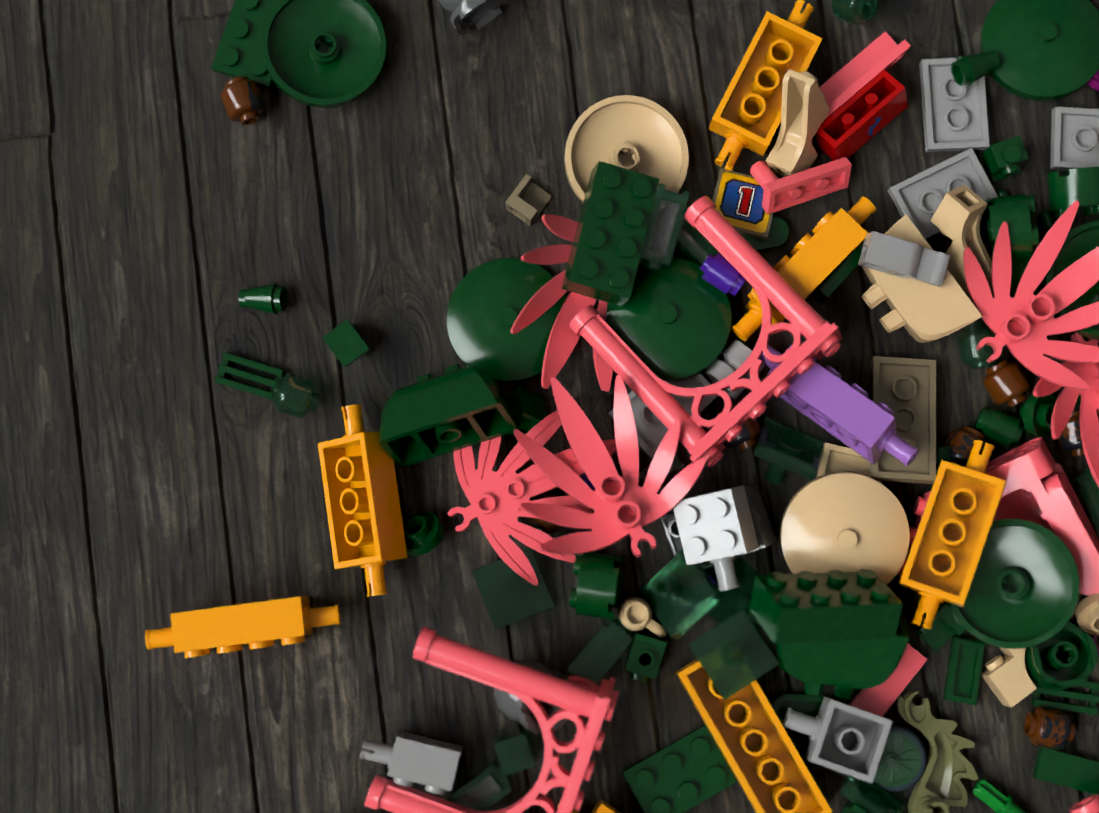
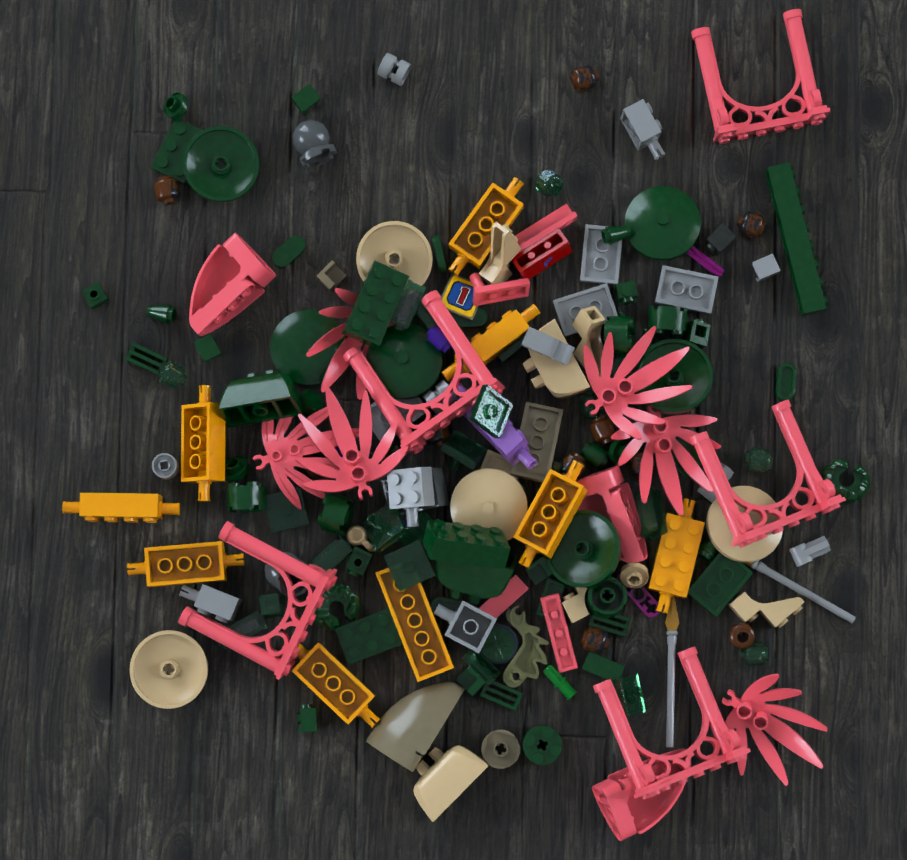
camera: 10 degrees right, 0 degrees up
(158, 293) = (99, 300): none -> dark green plate
(306, 547) = (165, 466): none -> light grey wheel
(362, 238) = (227, 285): none -> coral panel
(362, 704) = (185, 564): none -> light orange brick
(446, 580) = (246, 498): none -> dark green brick
(453, 171) = (288, 251): none -> dark green tile
(643, 729) = (346, 597): none -> dark green piece
(695, 139) = (439, 253): none -> dark green tile
(834, 379) = (491, 411): none -> tile
(988, 725) = (558, 632): none -> coral tile

